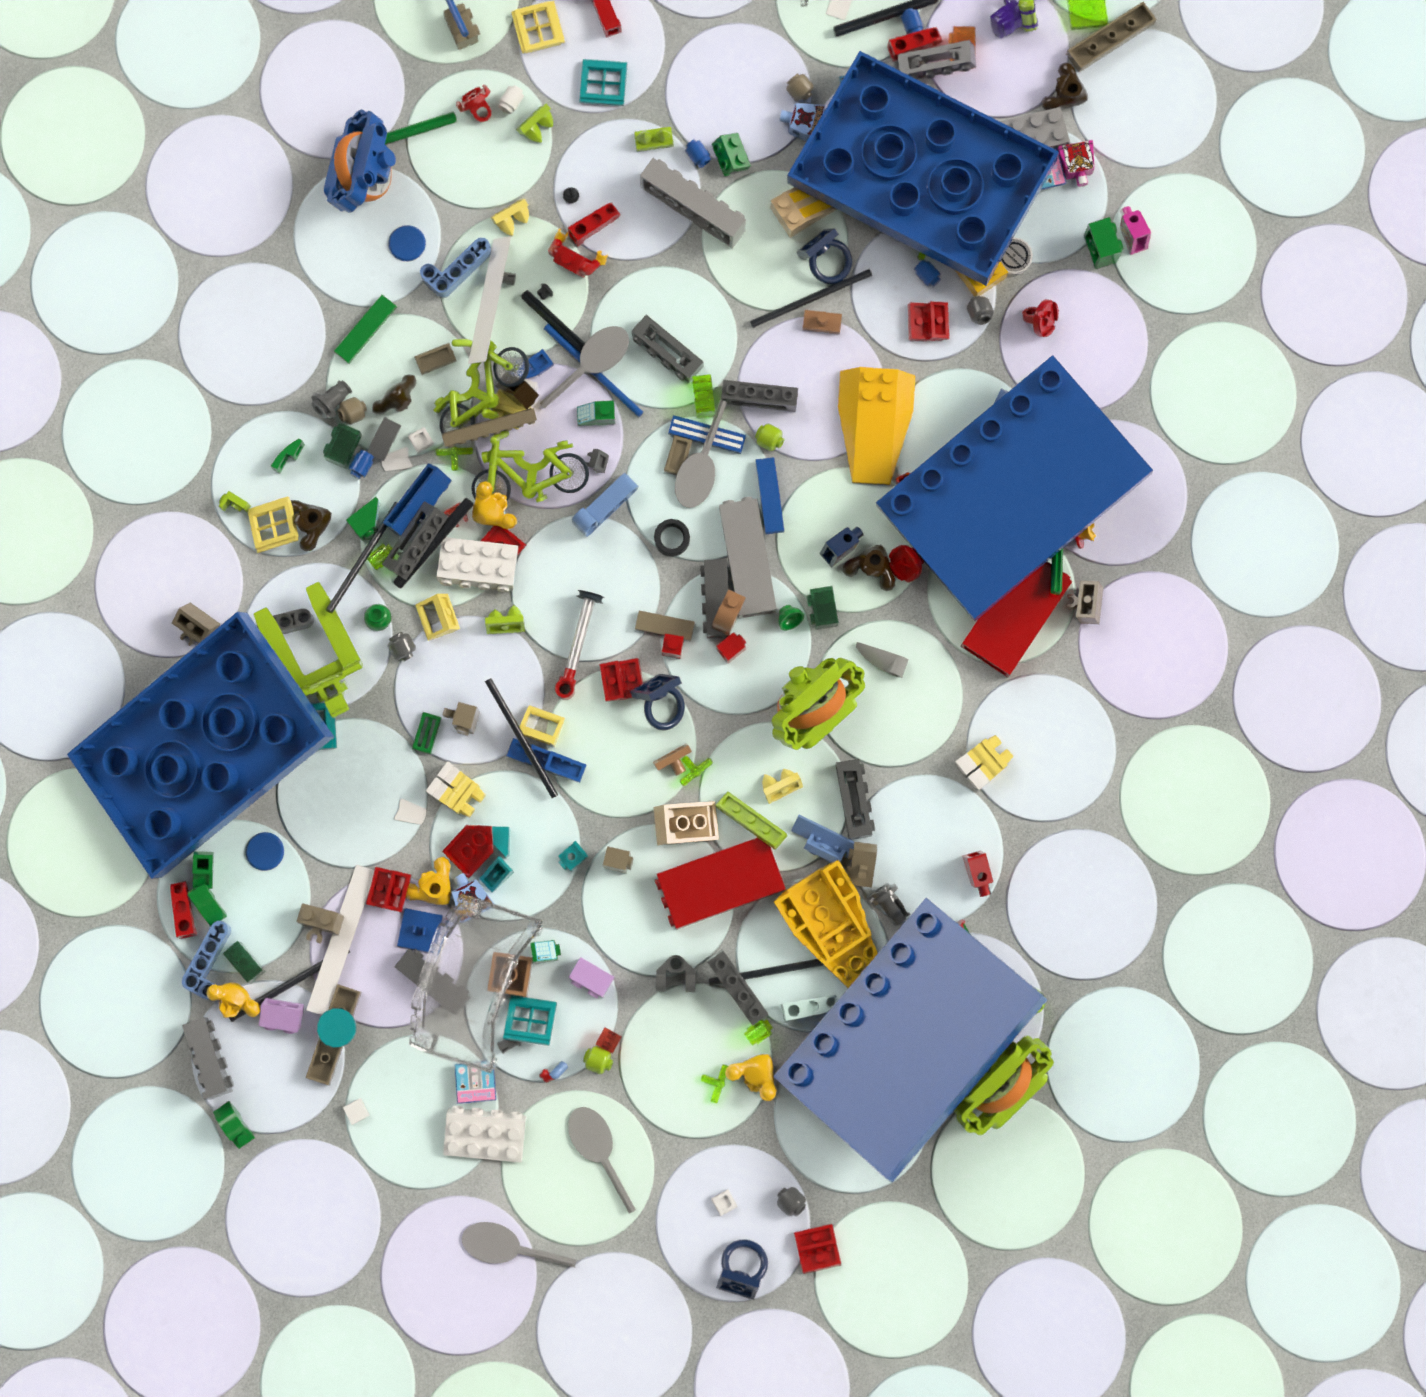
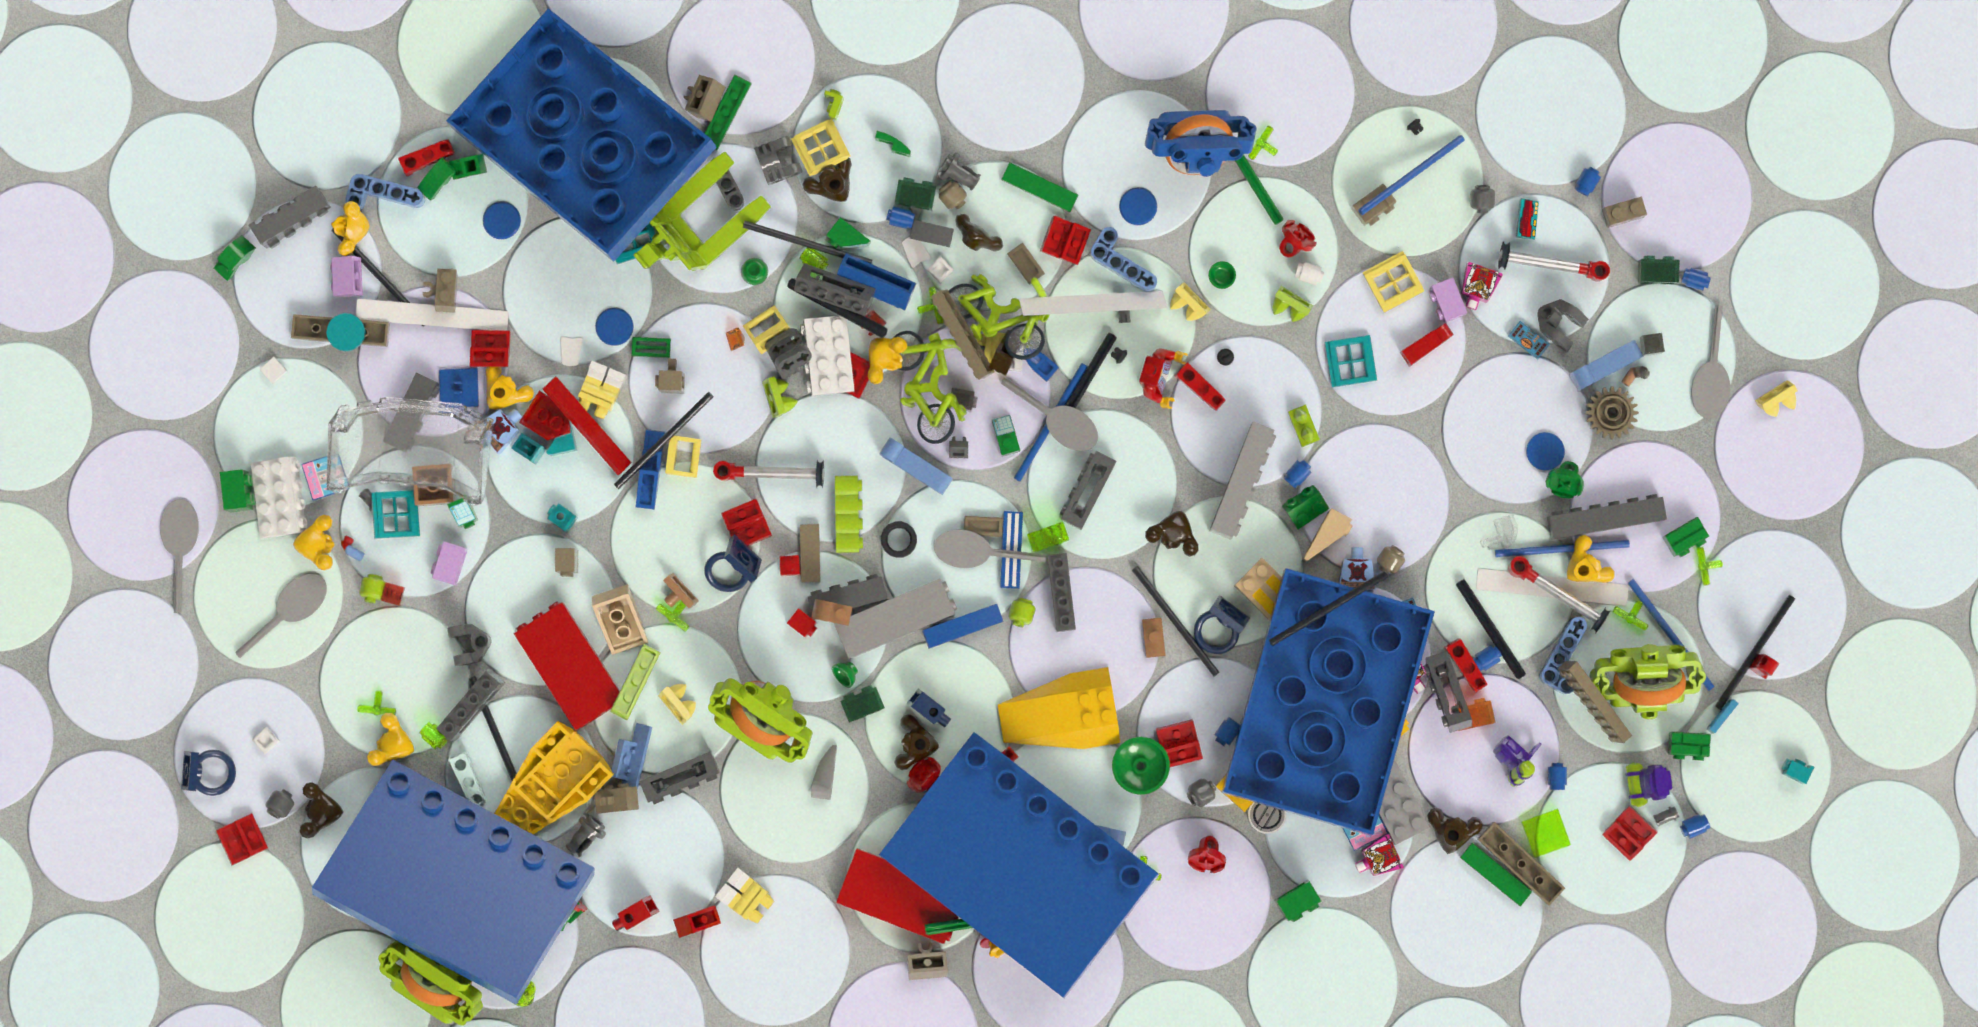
camera: 80 degrees right, 5 degrees up
(206, 601) = (727, 109): none -> green tile
(244, 962) = (389, 228): clear green brick -> none
(275, 572) = (770, 163): none -> dark grey piece
(381, 111) = (1261, 143): none -> clear neon green piece
(397, 764) = (614, 326): none -> blue piece
(401, 646) = (729, 302): dark grey head -> none
(422, 316) = (1065, 240): none -> red slope
(439, 649) = (735, 338): none -> clear orange slope
(468, 1174) = (237, 490): none -> green brick
(475, 601) = (787, 354): none -> dark grey piece
(488, 810) = (586, 425): none -> red tile
(492, 177) = (1222, 275): none -> green piece
(540, 1106) = (315, 543): none -> yellow head
(550, 440) = (965, 398): none -> clear smoke brick
(636, 580) = (847, 514): none -> lime brick
(726, 278) = (1174, 531): none -> dark brown head
(759, 134) = (1331, 529): none -> tan slope
(806, 1161) = (320, 809): none -> dark brown head
(835, 145) = (1328, 608): none -> black piece
(945, 347) = (1155, 765): none -> green dish
(998, 815) = (697, 921): none -> red slope
(1116, 62) = (1496, 874): none -> green tile
(1134, 230) = (1315, 933): dark pink torso -> none

